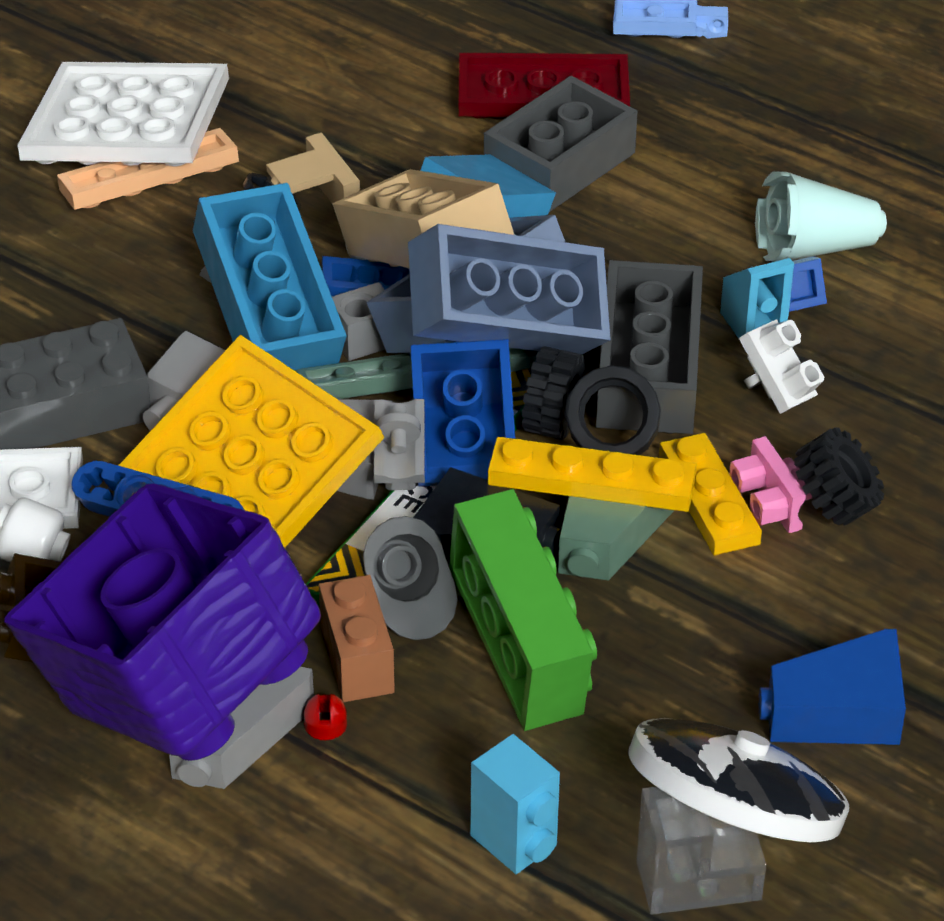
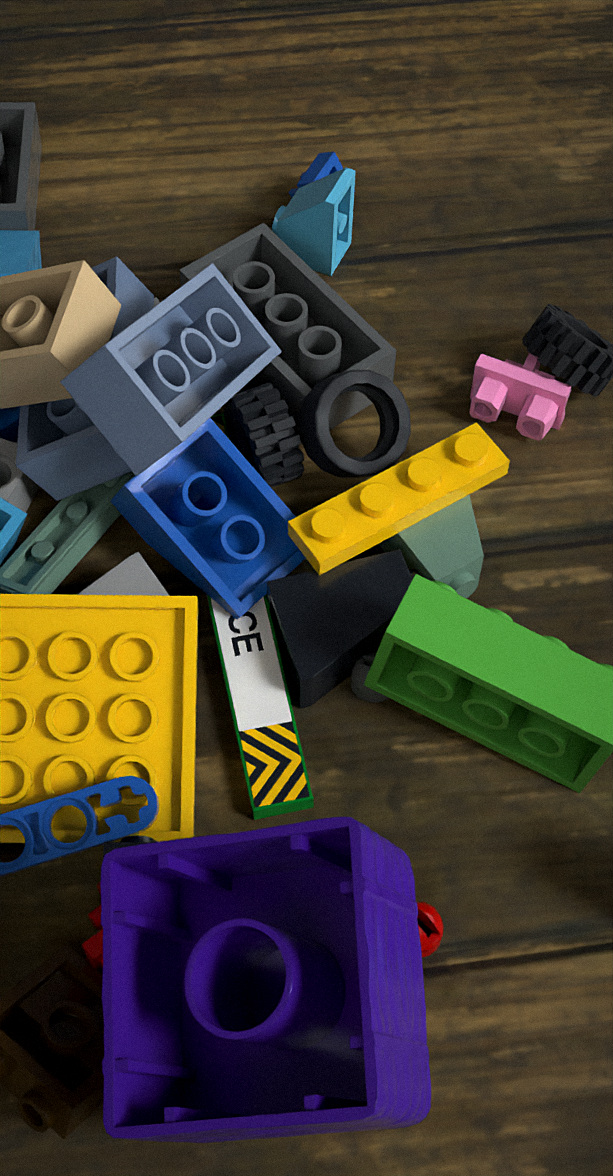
camera: 45 degrees left, 15 degrees up
(356, 638) = (354, 794): nougat brick -> none
(401, 454) = (193, 572): light grey hips -> none
(410, 577) = (349, 725): dark grey piece -> none
(715, 499) = (438, 418): yellow plate -> none
(778, 366) = (403, 281): white hips -> none
(813, 219) = (271, 121): light aqua cone -> none

